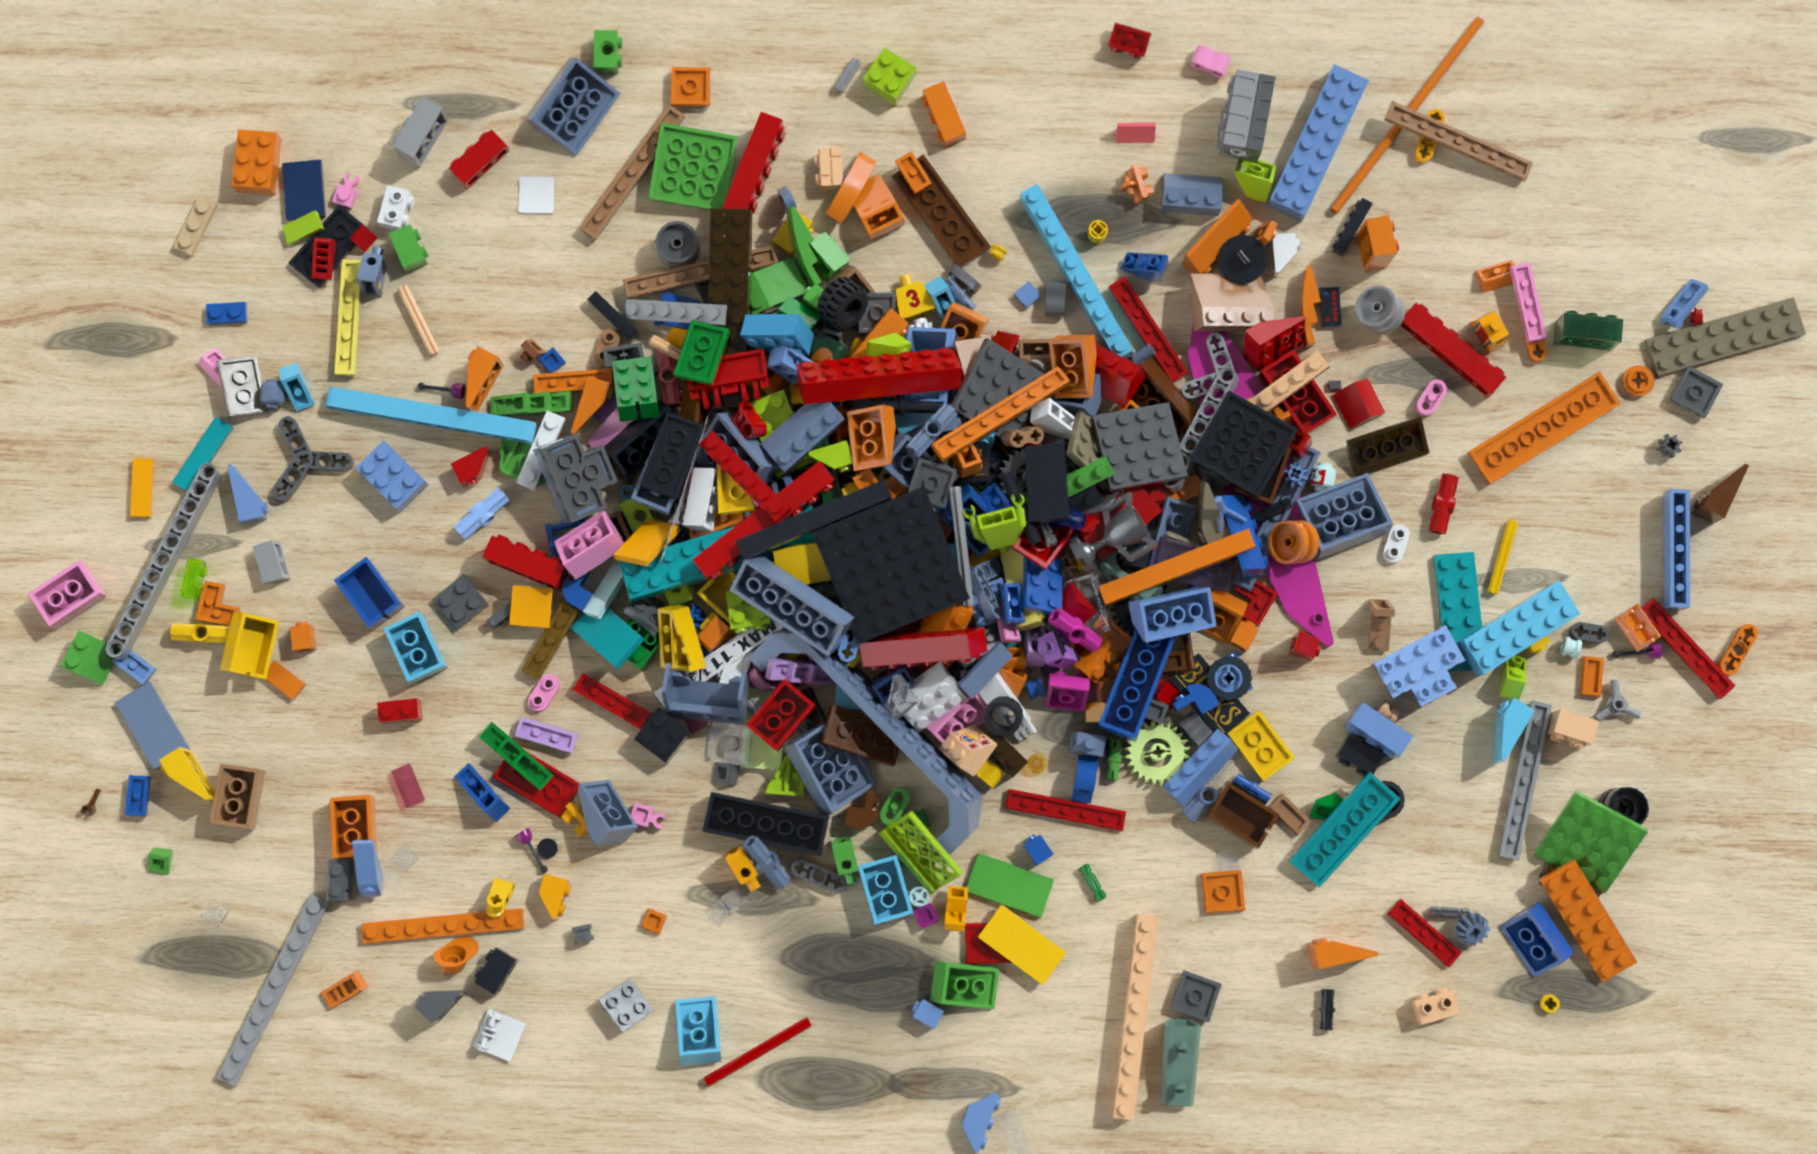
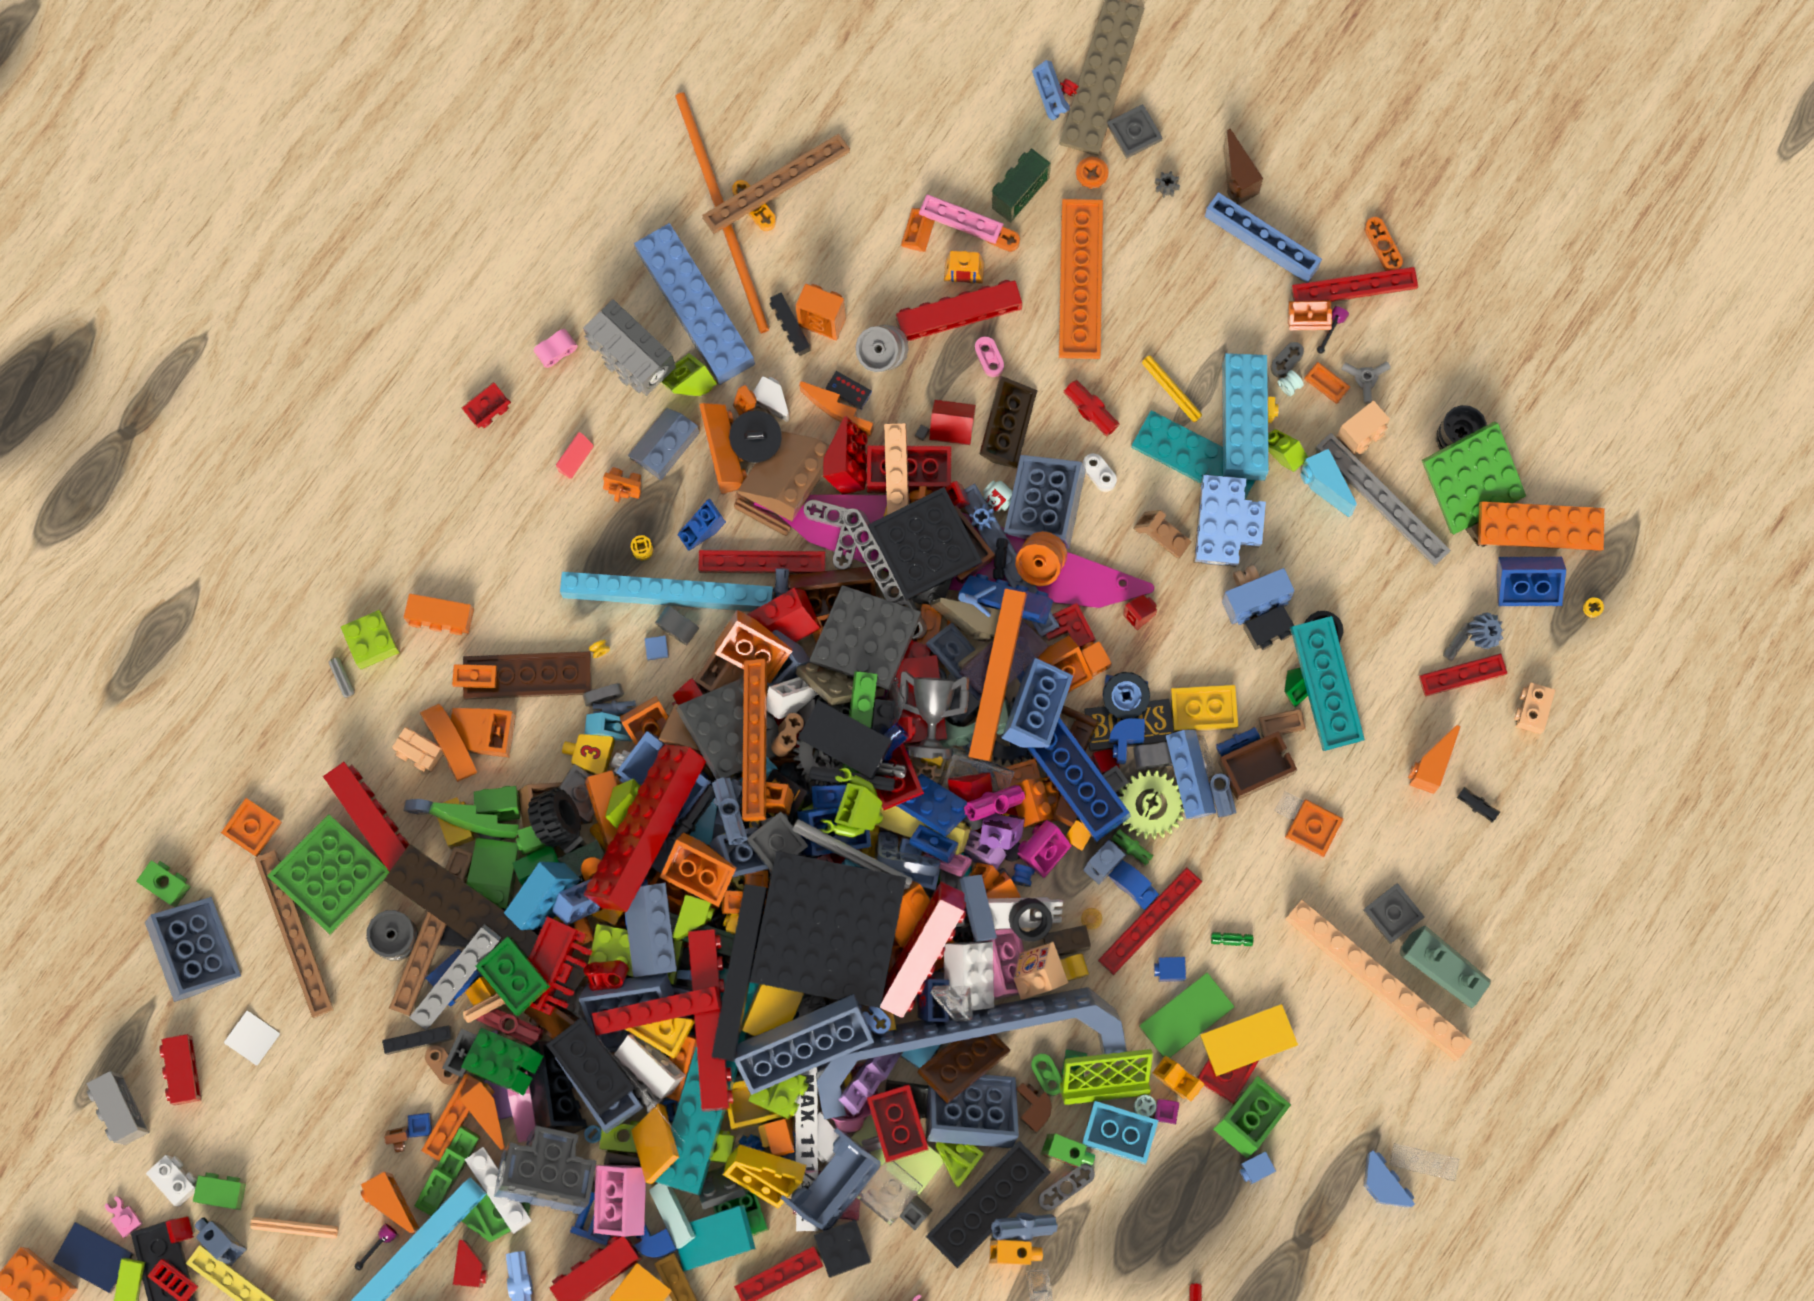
camera: 50 degrees left, 5 degrees down
(1184, 307) = (762, 516): none -> medium nougat axle

